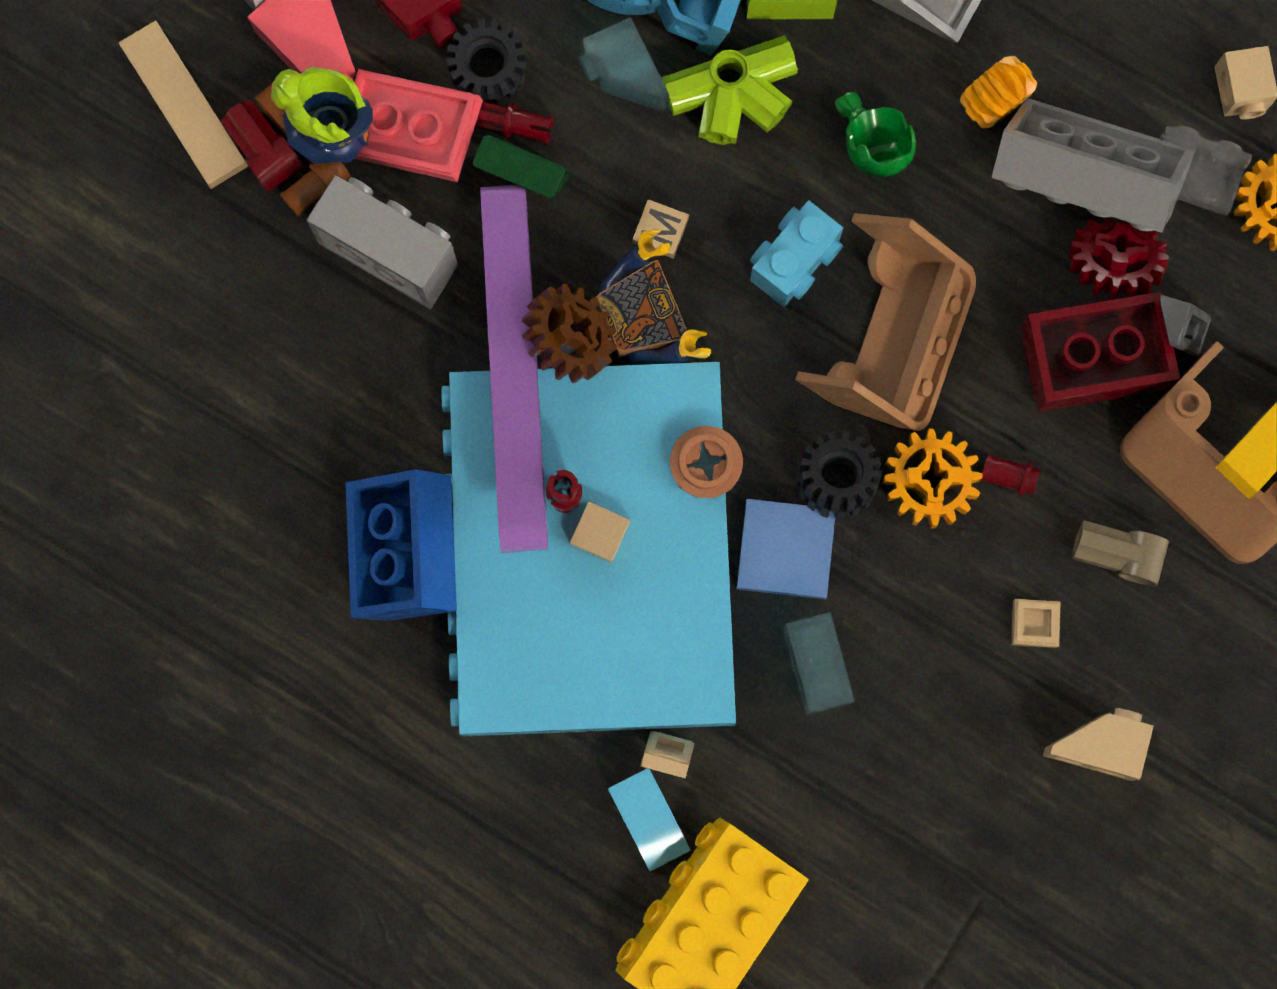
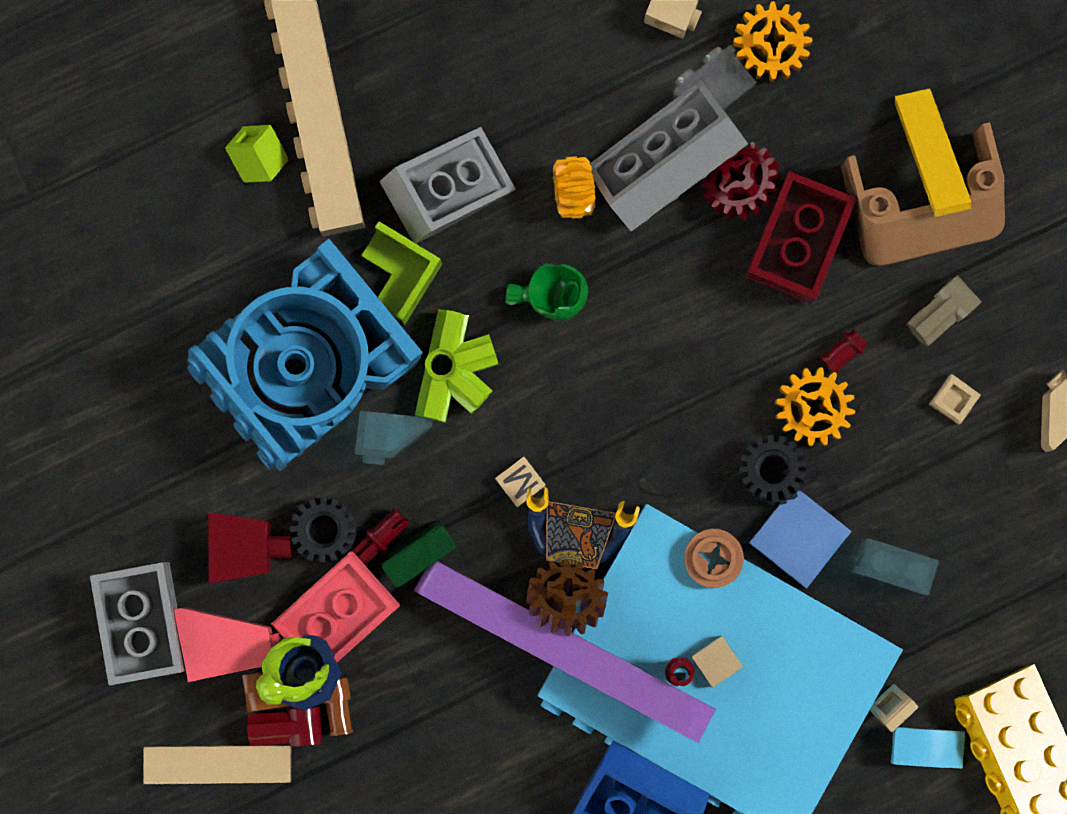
camera: 60 degrees left, 5 degrees up
(384, 240) = (414, 684): light grey brick -> none
(788, 263) = (600, 400): medium azure brick -> none
(911, 328) = (704, 360): medium nougat windscreen -> none
(1185, 325) = (817, 168): dark grey slope -> none

